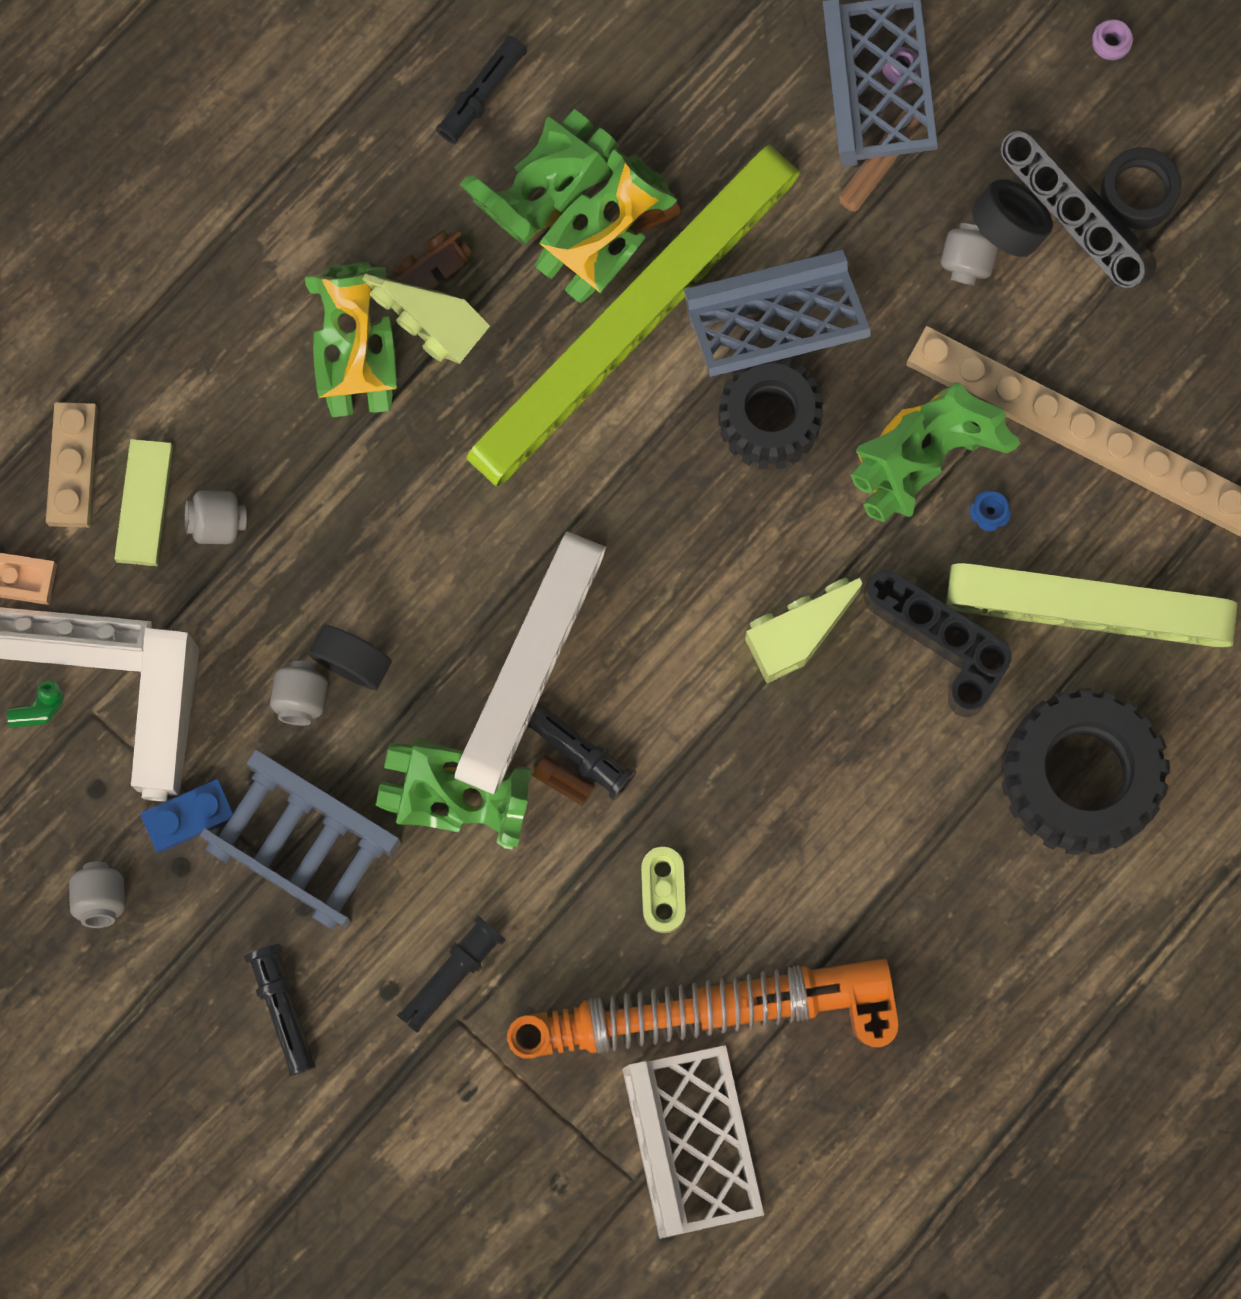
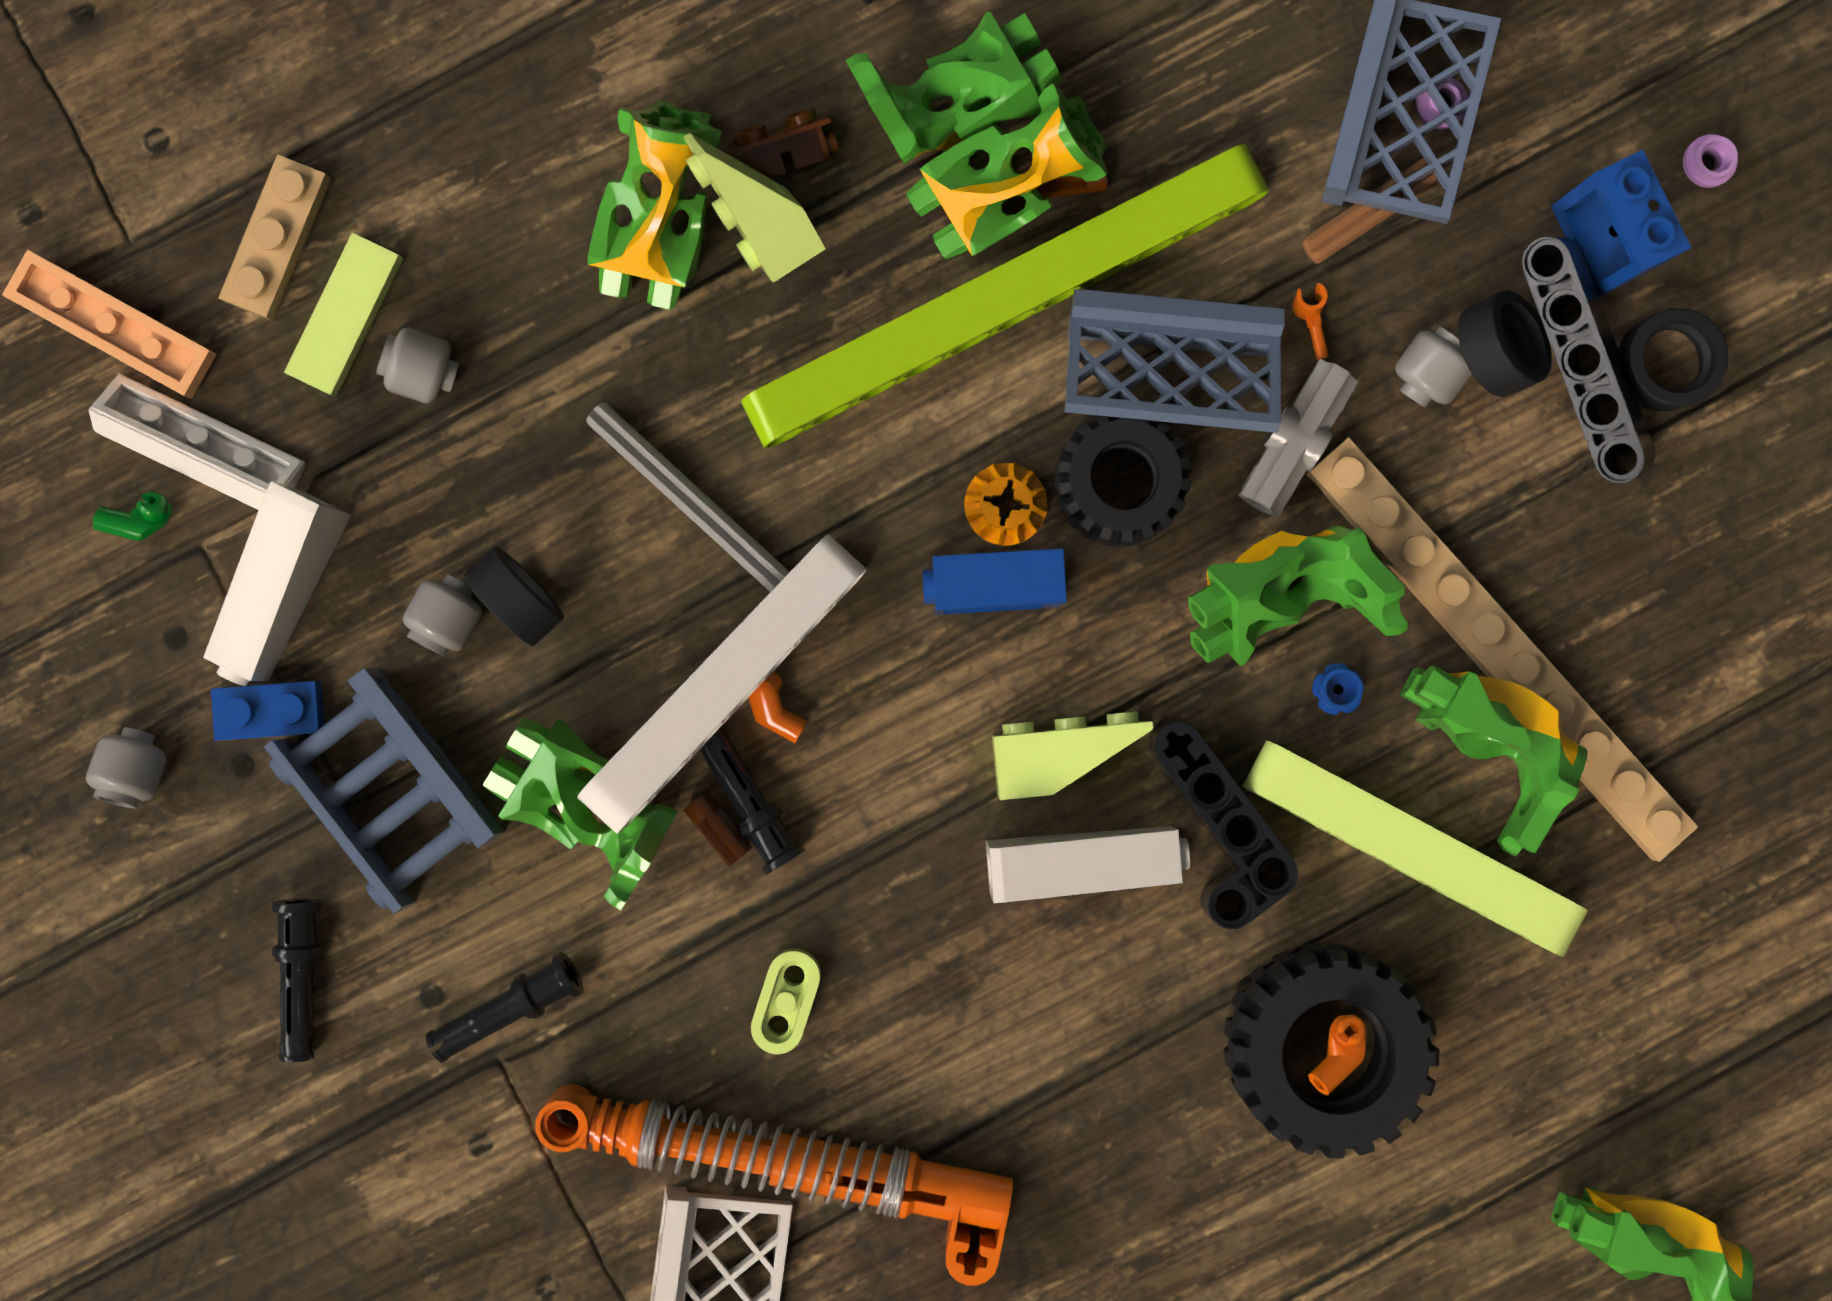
camera: 20 degrees right, 10 degrees up
(450, 543) = (686, 496): none -> light grey axle
(571, 680) = (769, 711): none -> orange arm
(678, 478) = (985, 517): none -> light orange gear
(705, 518) = (995, 581): none -> blue window
(848, 701) = (1084, 863): none -> white slope
(865, 248) = (1313, 318): none -> orange hand
(889, 339) = (1300, 438): none -> light grey piece
(1047, 93) = (1618, 202): none -> blue window
(1091, 759) = (1344, 1053): none -> orange arm
(1119, 487) = (1505, 719): none -> bright green hips

